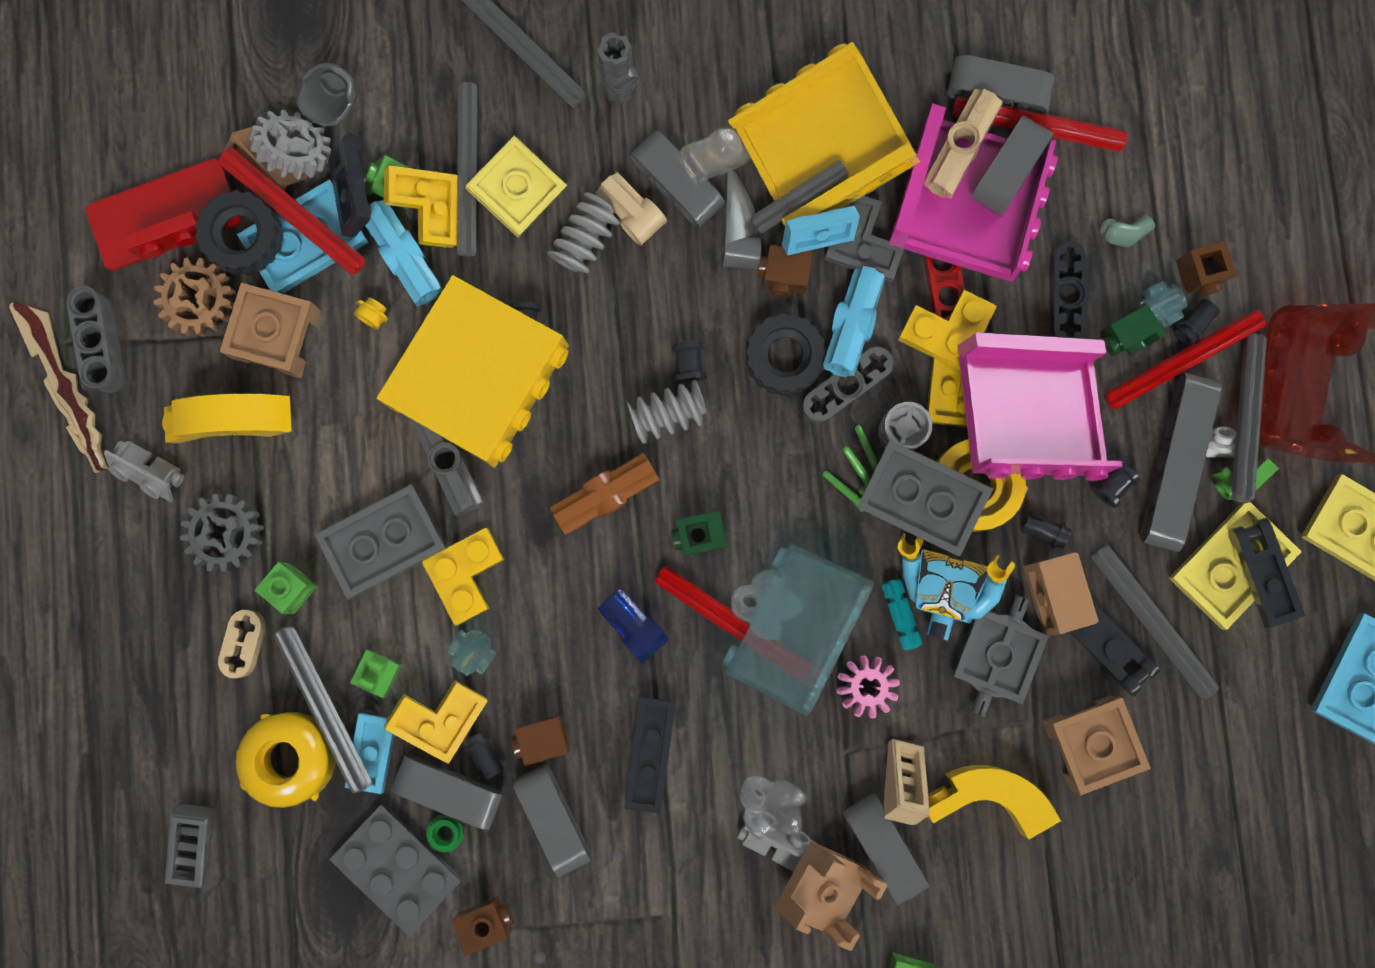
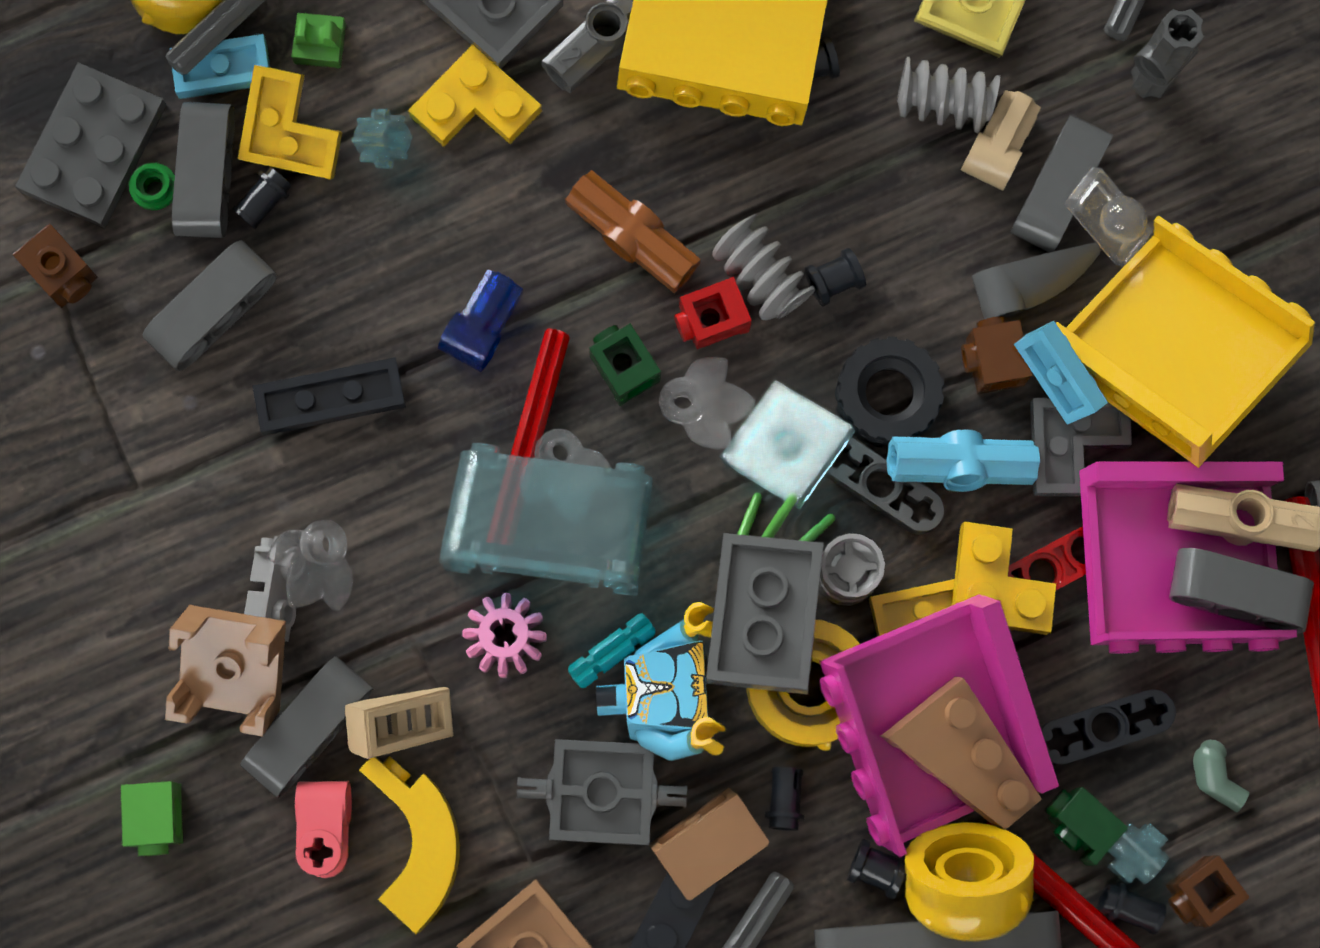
camera: 65 degrees right, 5 degrees down
(540, 740) = (303, 257): reddish brown brick -> none
(687, 445) = (723, 301): none -> red brick
(749, 481) = (712, 399): none -> clear plate
(799, 196) = (1056, 308): dark grey axle -> none
(799, 439) = (787, 443): none -> clear light blue plate
(954, 858) = (322, 815): none -> coral piece
(1062, 395) = (964, 750): none -> medium nougat wing
(1137, 410) = (969, 880): none -> yellow piece

